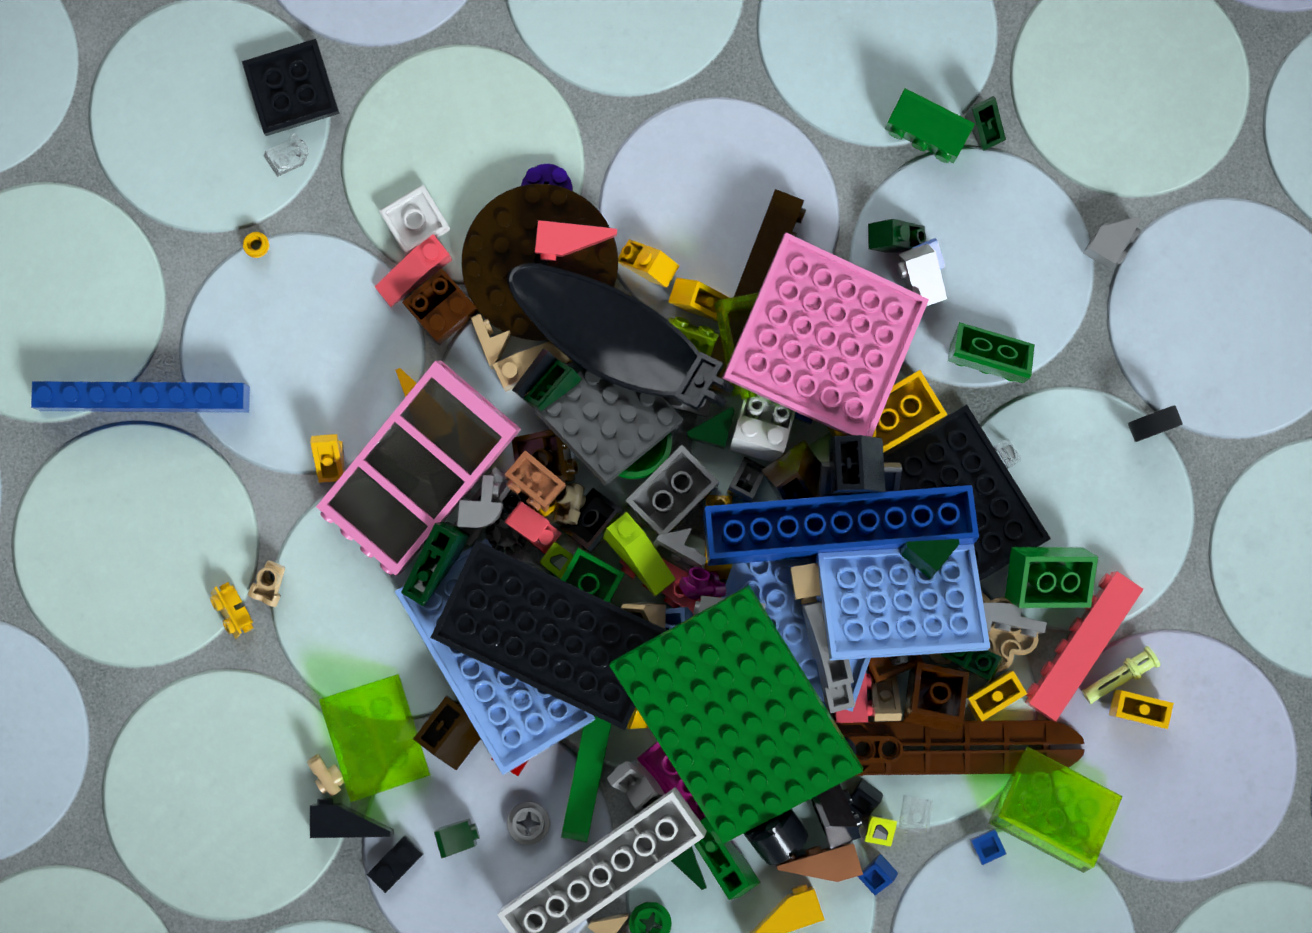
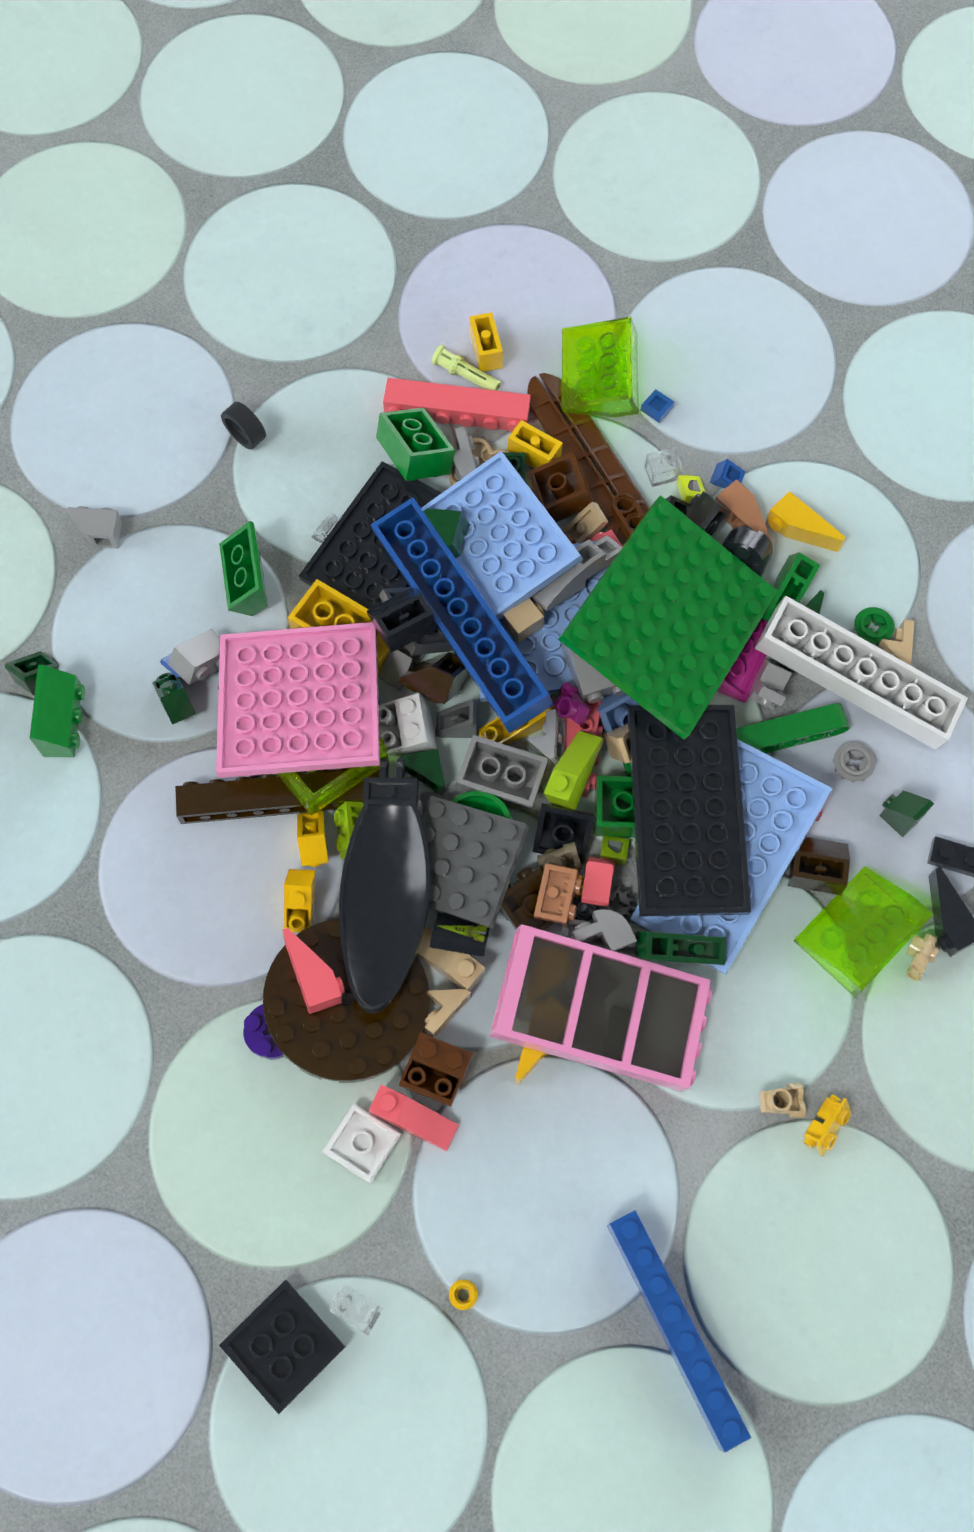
camera: 115 degrees left, 15 degrees down
(328, 457) = (635, 1104): yellow slope -> none
(553, 385) = (450, 925): dark green slope -> none

